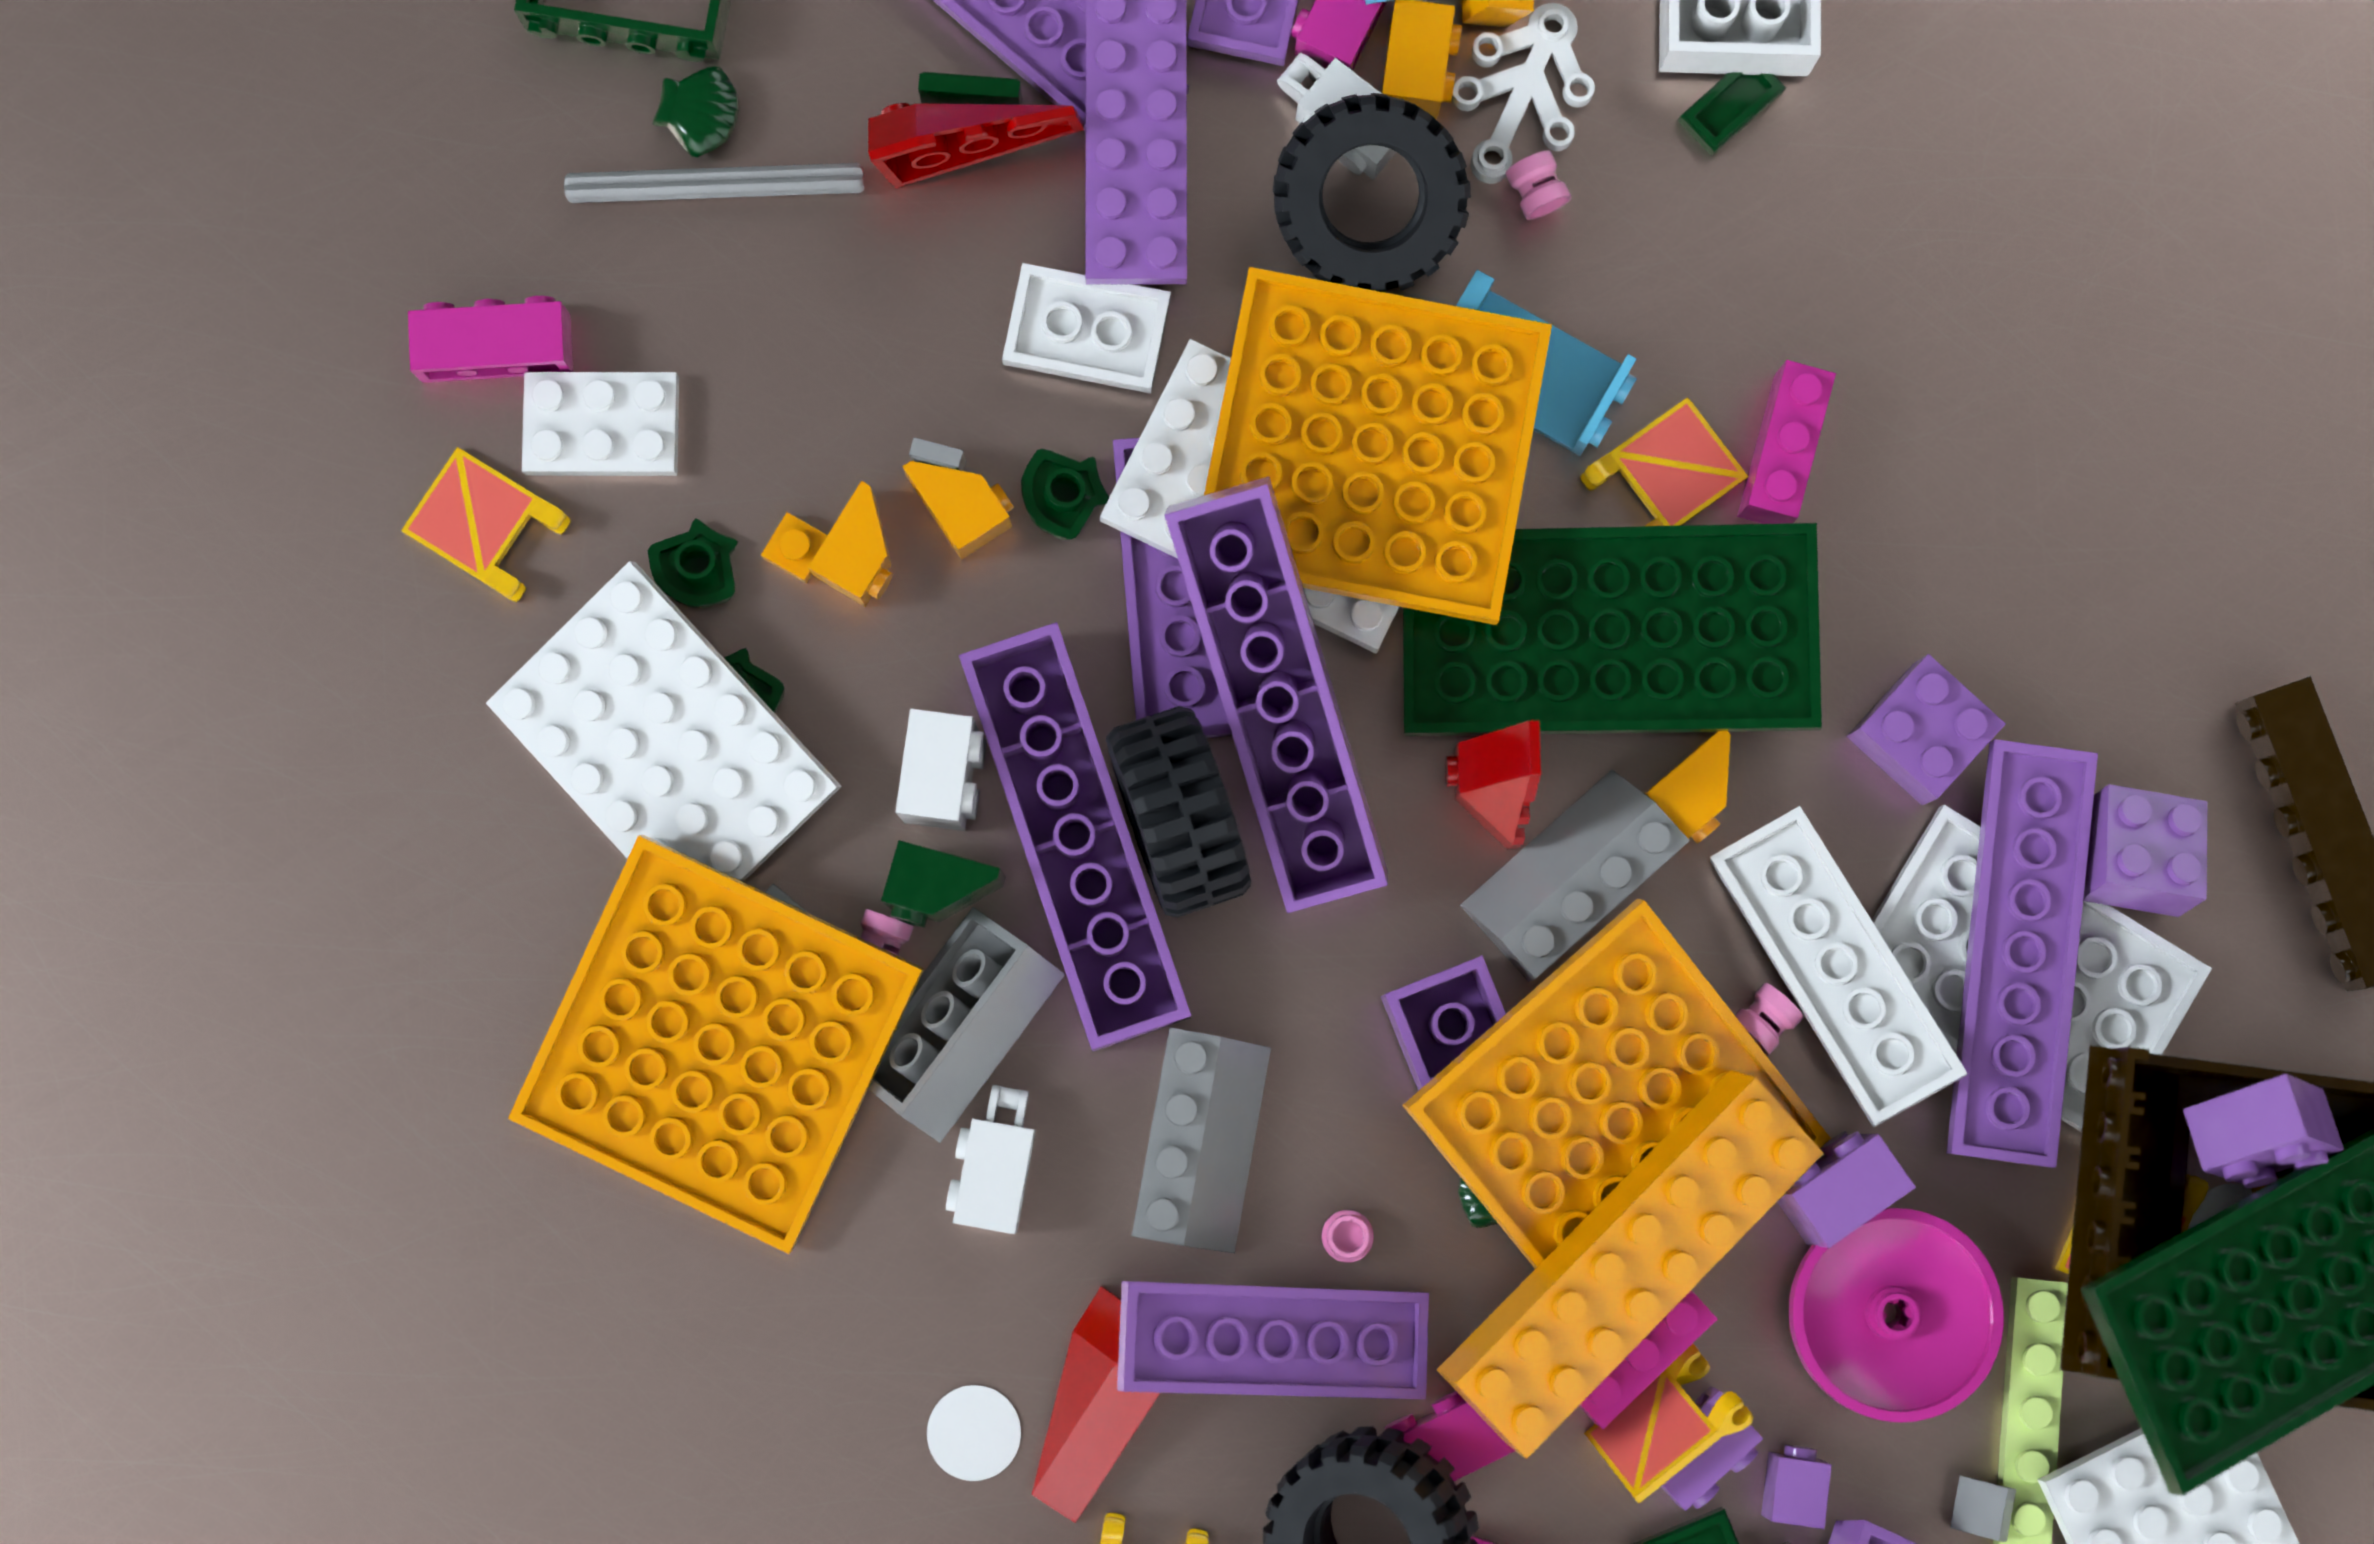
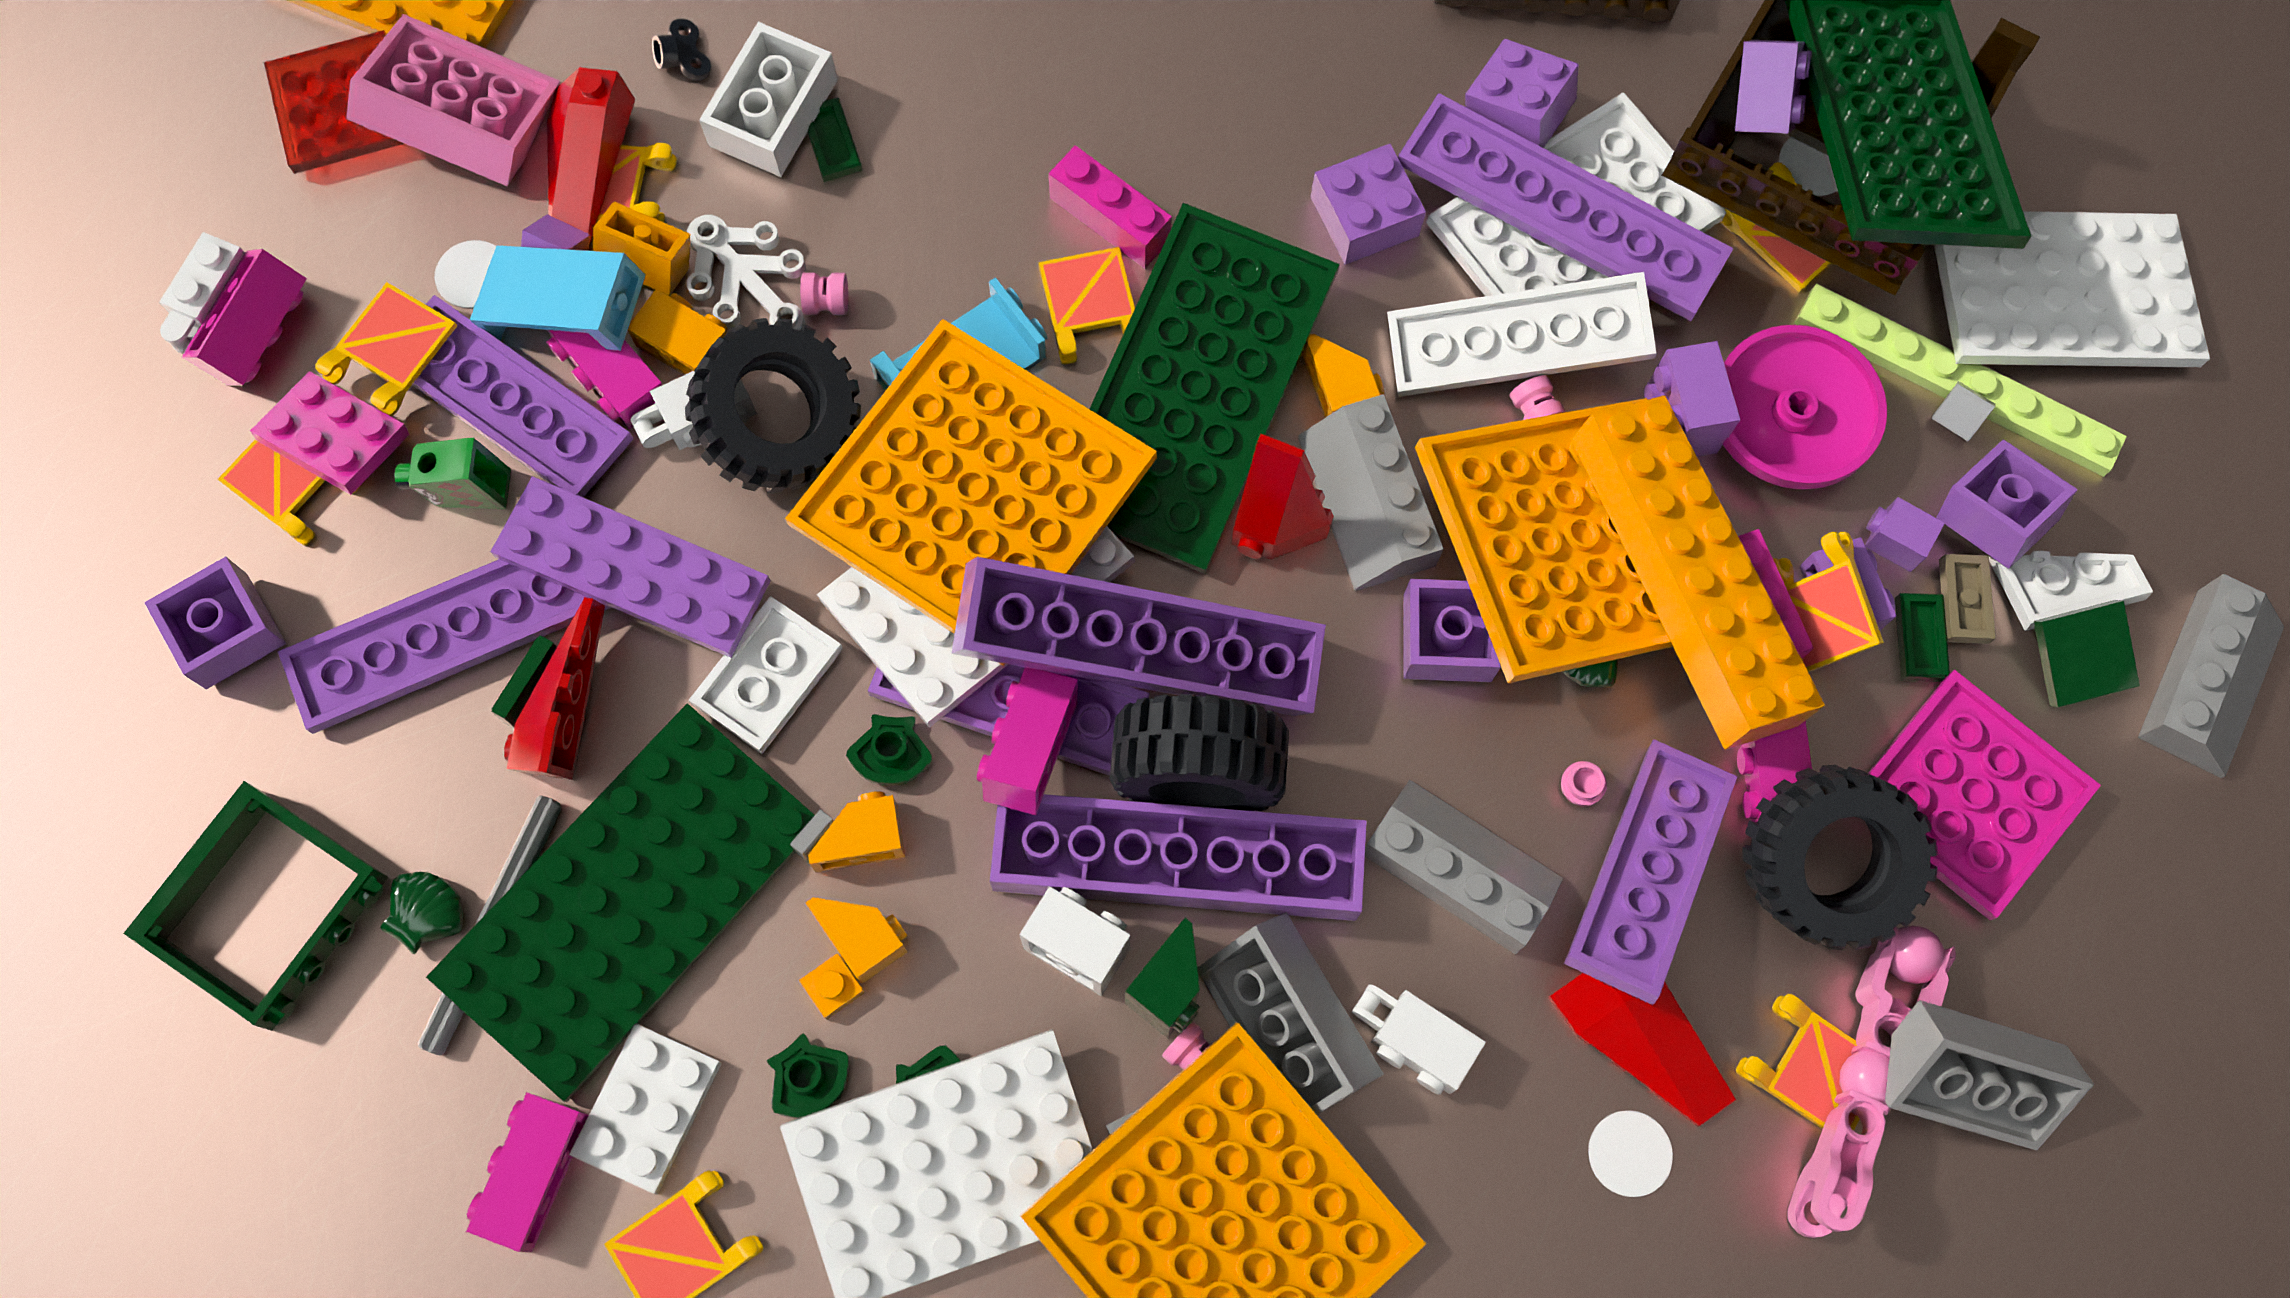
camera: 65 degrees left, 10 degrees down
(793, 302) = (623, 902): none -> dark green plate
(1119, 628) = (1028, 740): none -> dark pink brick

